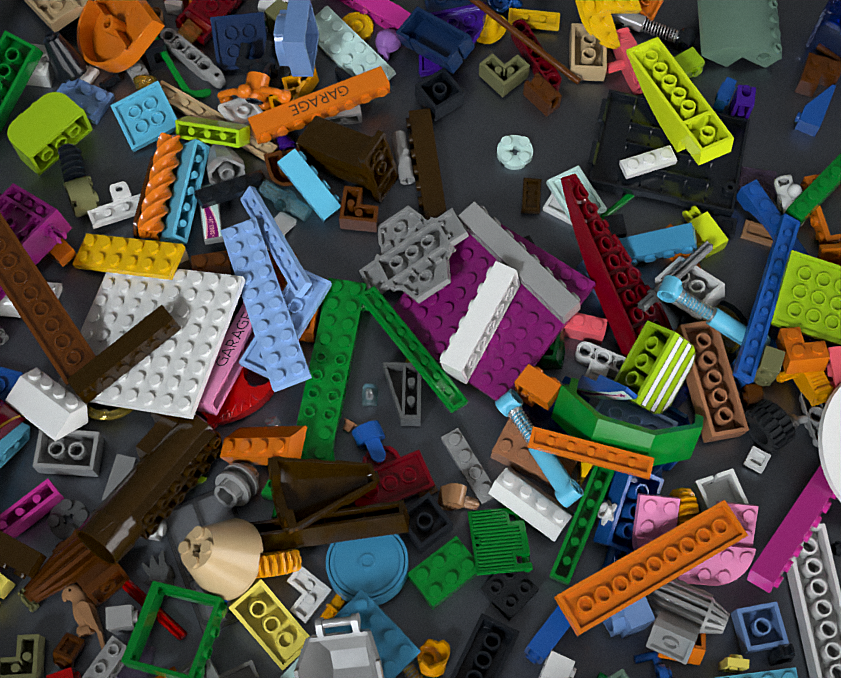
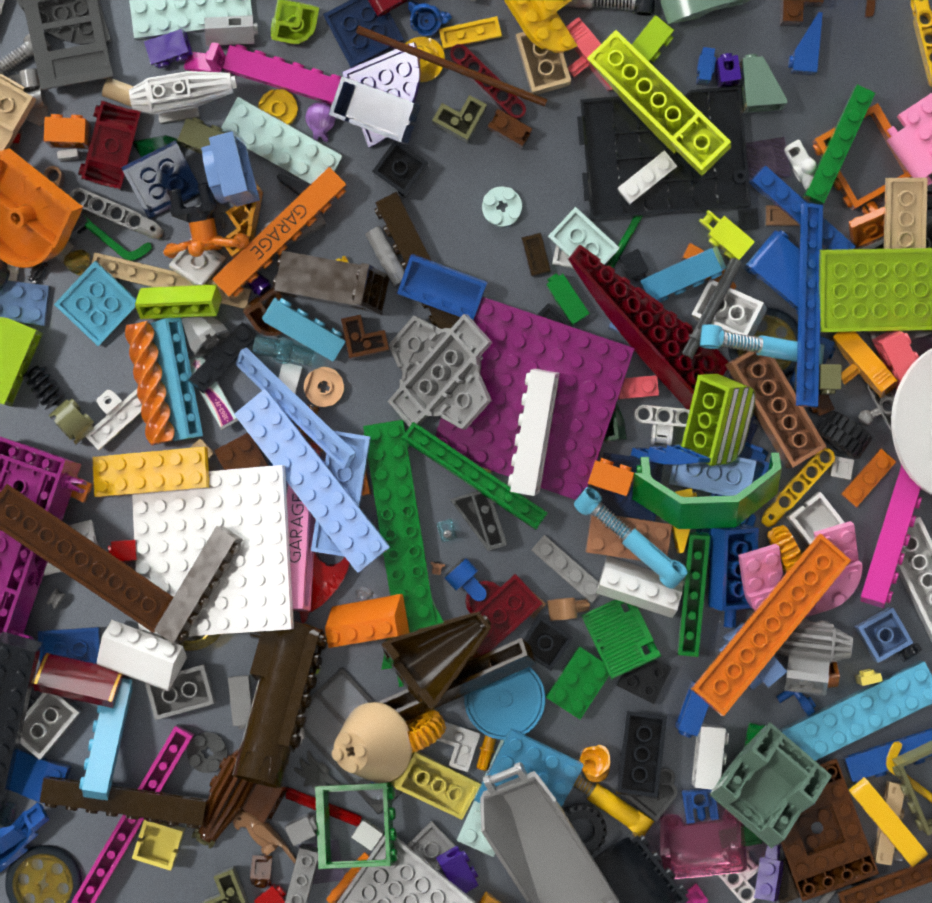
camera: 15 degrees left, 20 degrees up
(78, 314) = (123, 550): none -> red brick
(142, 196) = (133, 386): reddish brown piece -> none
(183, 649) = (367, 834): none -> white brick
(190, 31) = (102, 186): clear orange plate -> none
(236, 484) = (355, 668): light grey piece -> none
(311, 251) = (314, 393): none -> light nougat plate
(439, 186) = (441, 287): none -> blue slope
(531, 273) = (550, 352): light grey brick -> none
(546, 234) = (566, 298): none -> green brick
(591, 452) = (682, 533): orange plate -> none
(606, 512) = (713, 578): white plate -> none
(683, 477) = (775, 509): none -> yellow piece
(744, 266) = (778, 266): none -> blue windscreen
(767, 124) = (759, 87): none -> sand green slope
(779, 478) = (868, 477): none -> orange plate
(801, 356) = (856, 359): orange brick -> none

